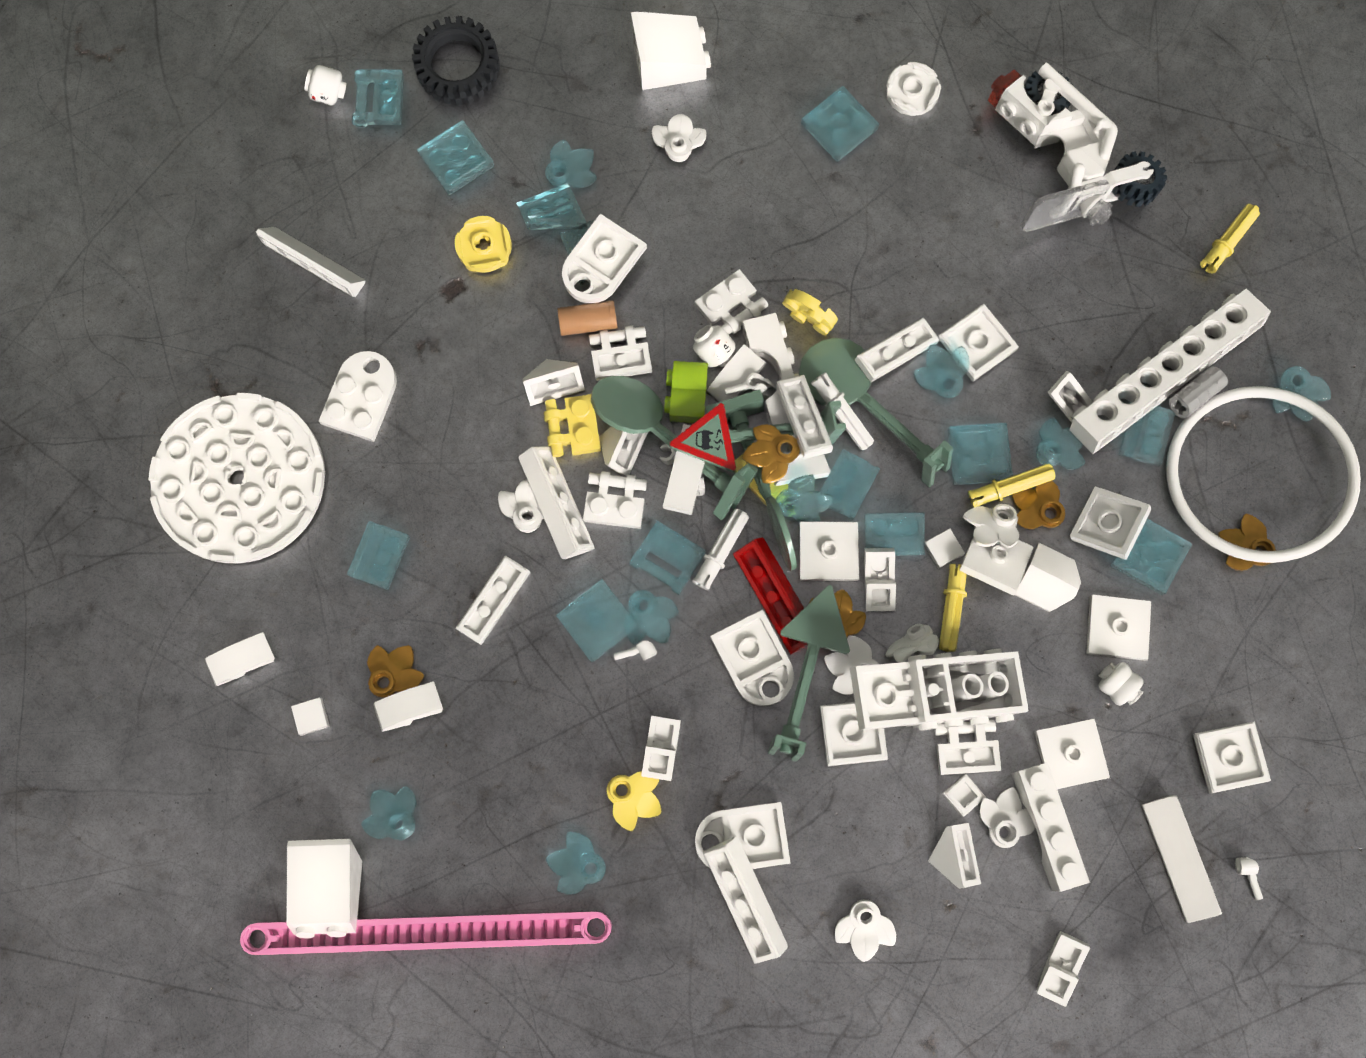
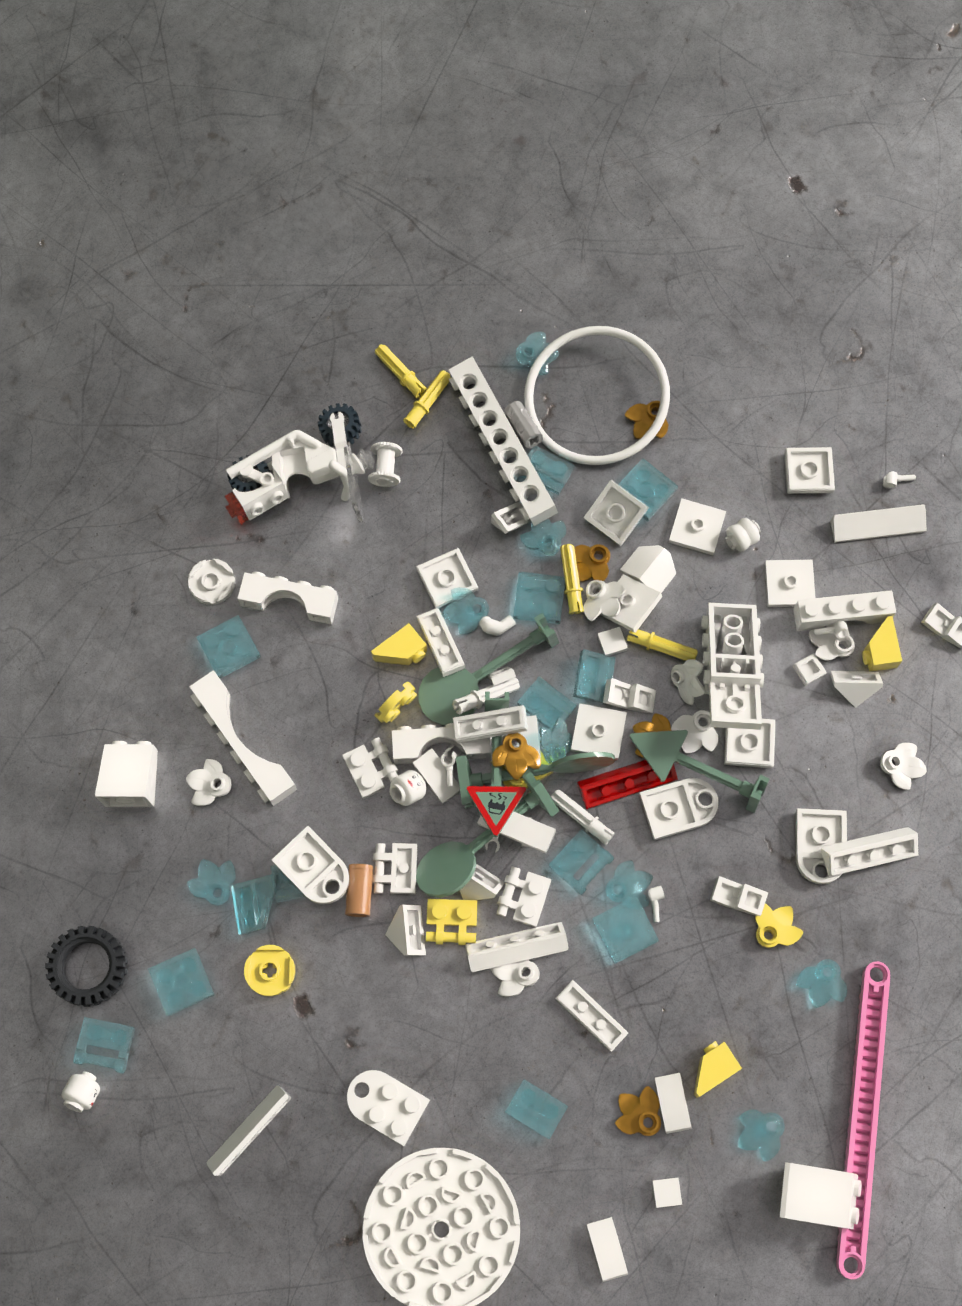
camera: 80 degrees left, 5 degrees down
(454, 748) = (715, 1067): none -> light yellow slope
(687, 391) = (442, 818): lime brick -> none
(771, 122) = (270, 777): none -> white arch
(871, 425) = (501, 676): none -> white tile
(880, 307) = (401, 648): none -> light yellow slope
(911, 141) = (260, 591): none -> white arch
(930, 412) = (495, 627): none -> white arm
(967, 756) = (782, 658): white plate -> none
(1011, 883) = (883, 648): none -> light yellow slope
(1023, 822) = (839, 628): none -> white hand
(1104, 242) = (385, 462): none -> white hose
(1200, 275) = (422, 406): none -> light yellow axle

